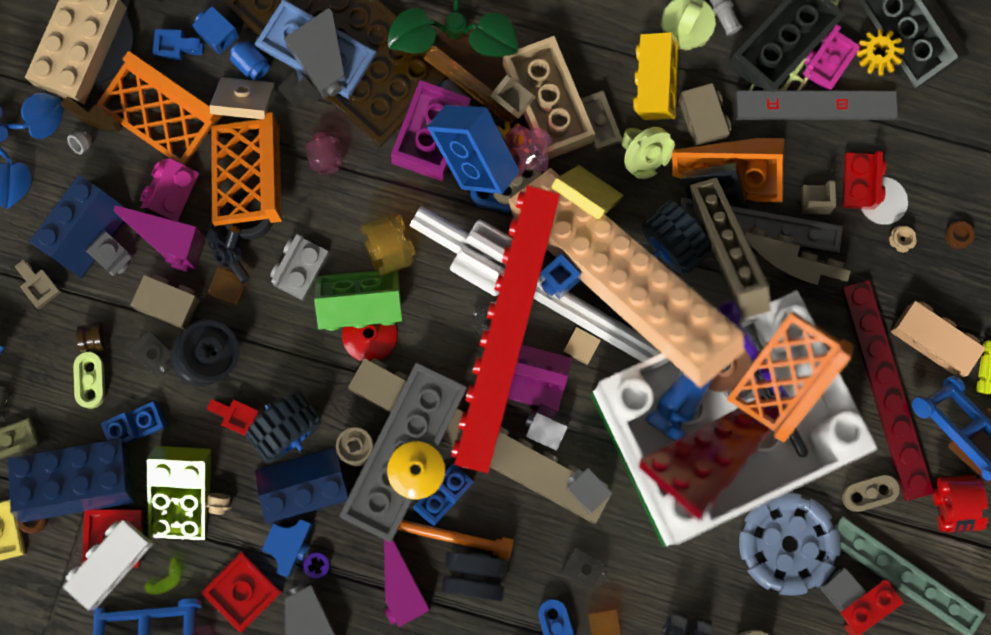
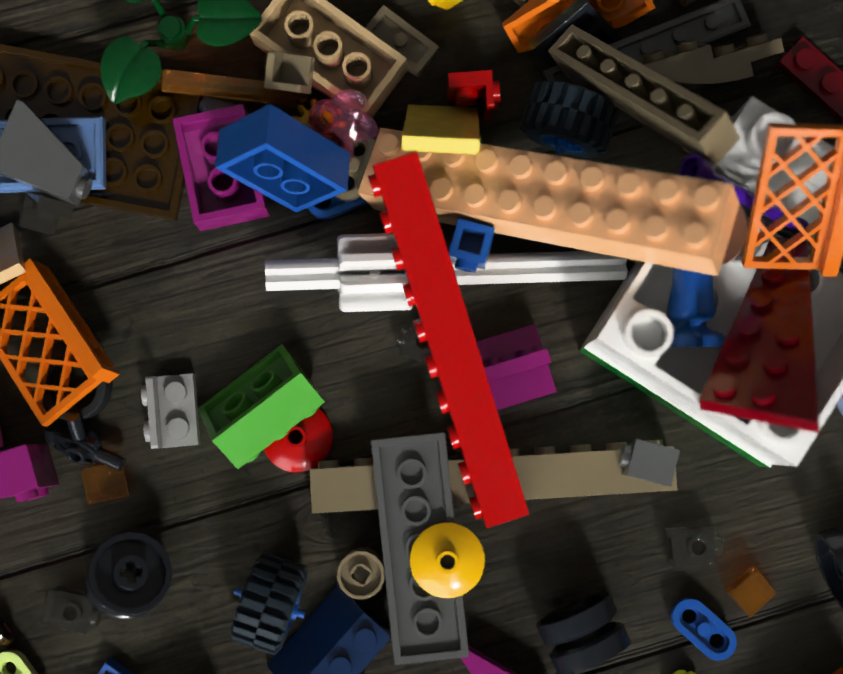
camera: 25 degrees left, 5 degrees up
(165, 302) = (48, 544): dark tan brick -> none
(236, 417) = (210, 620): red plate -> none
(324, 153) = (118, 267): clear pink head -> none
(387, 244) = (255, 326): clear yellow brick -> none
(439, 503) = (497, 547): blue slope -> none
(500, 547) = (587, 580): orange piece -> none
(547, 426) = (557, 416): brick -> none
(582, 346) = (537, 303): tan tile -> none
(626, 178) = (473, 86): none -> red bracket
(646, 150) = (473, 39): yellowish green tile -> none

